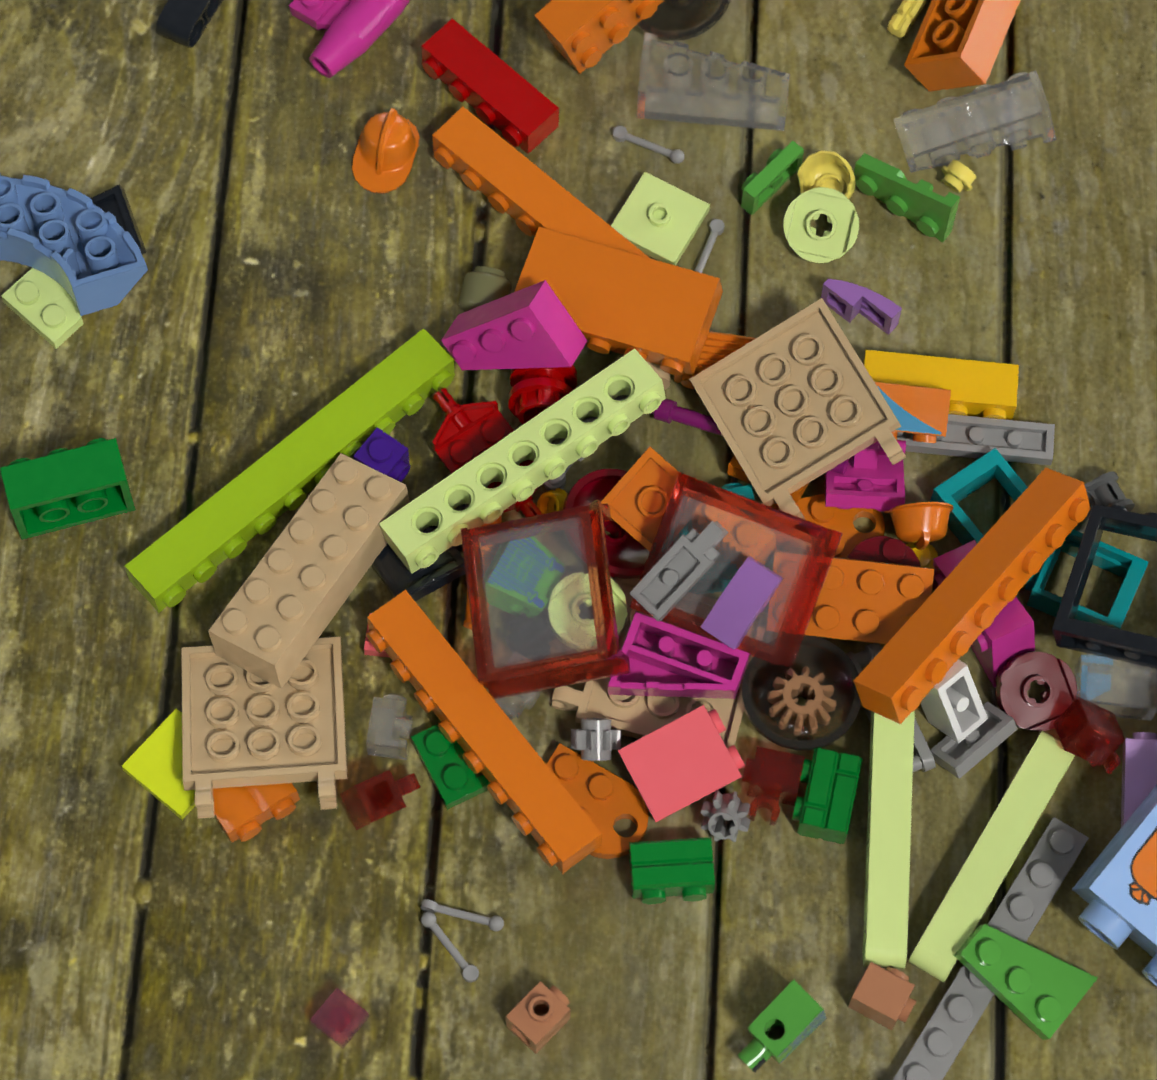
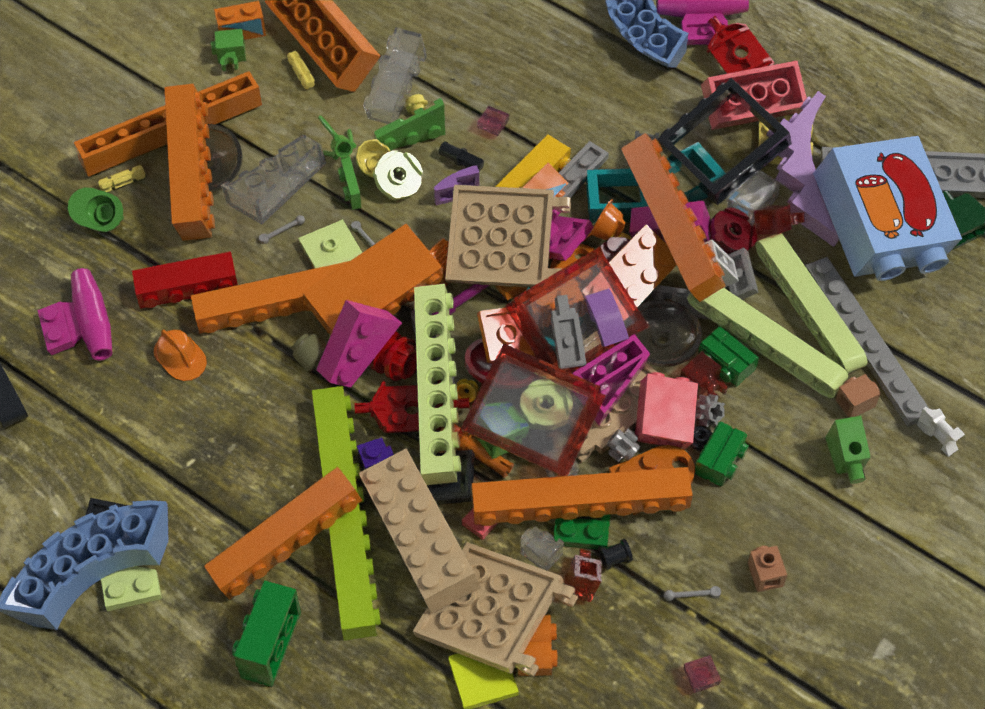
camera: 55 degrees left, 10 degrees down
(207, 422) = (283, 533): none -> orange brick
(439, 821) = (615, 554): none -> black bush
(495, 923) = (693, 562): light grey hinge -> none
(678, 820) = (699, 444): none -> black plate
(810, 125) = (340, 144): none -> bright green plant
(817, 701) = (673, 330): medium nougat gear -> none
(913, 282) = (460, 156): none -> black axle
(1001, 286) = (493, 120): none -> clear pink plate
(1025, 978) = (889, 326): bright green wing -> none

